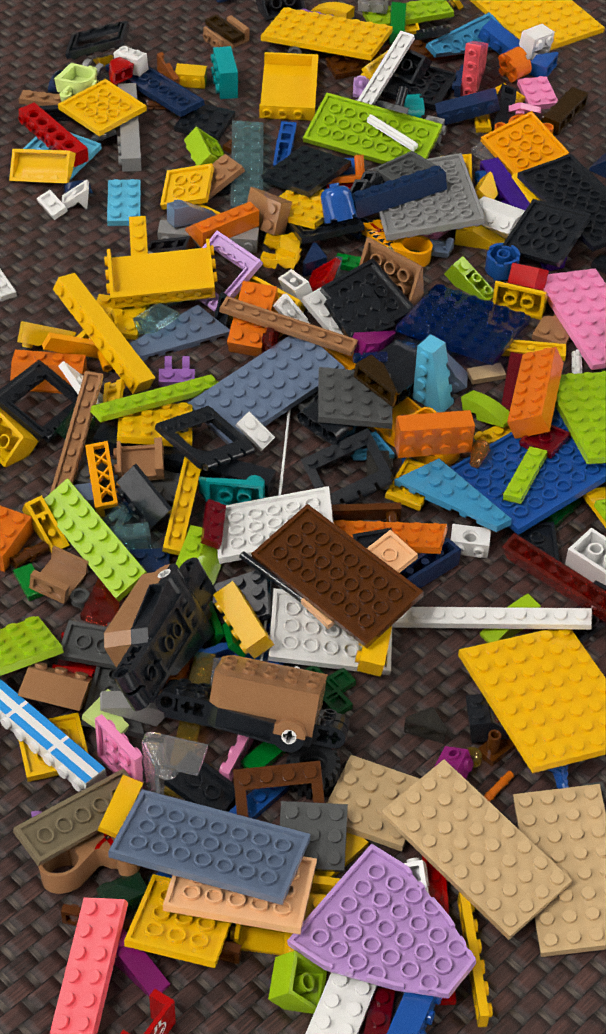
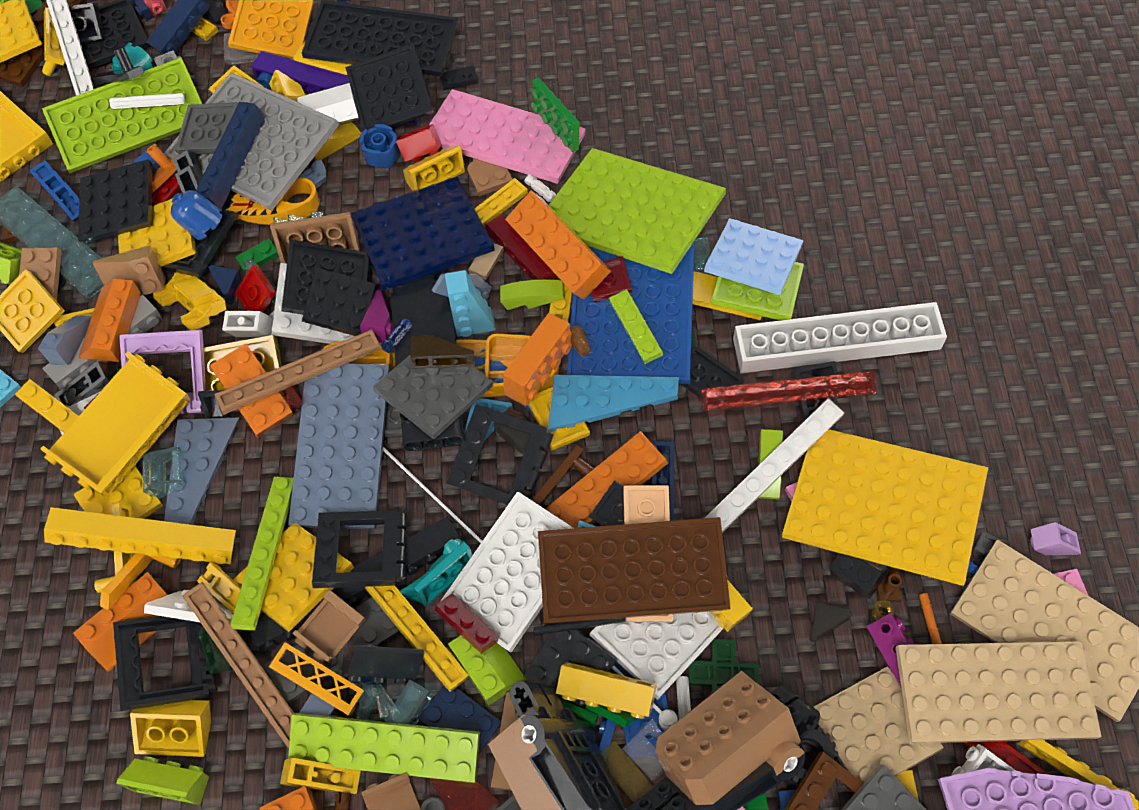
camera: 45 degrees left, 15 degrees up
(35, 334) = (74, 590): yellow slope -> none
(172, 376) = (246, 509): medium lavender plate -> none
(254, 431) = (382, 495): white plate -> none
(287, 307) = (279, 354): white hinge -> none
(359, 85) = (60, 78): lavender hips -> none
(469, 280) = (371, 186): lime slope -> none
(471, 540) = (662, 414): white brick -> none

